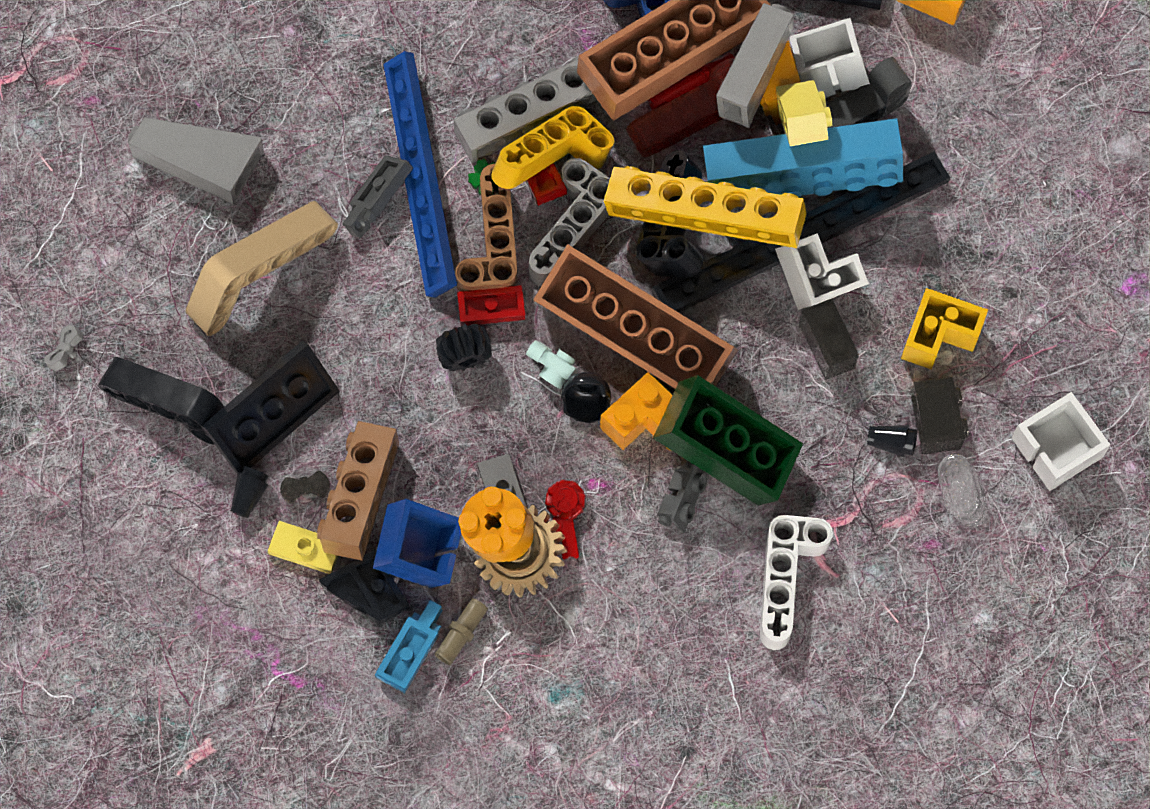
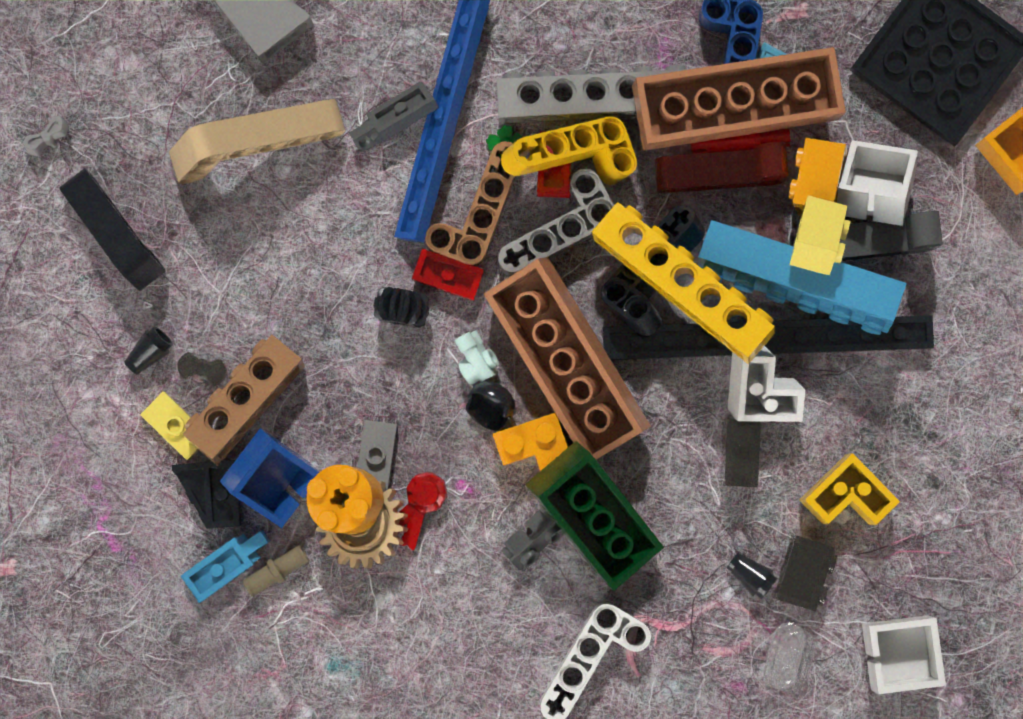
camera: 30 degrees right, 15 degrees up
(271, 408) = (200, 284): black plate -> none
(754, 64) = (800, 163): light grey slope -> none

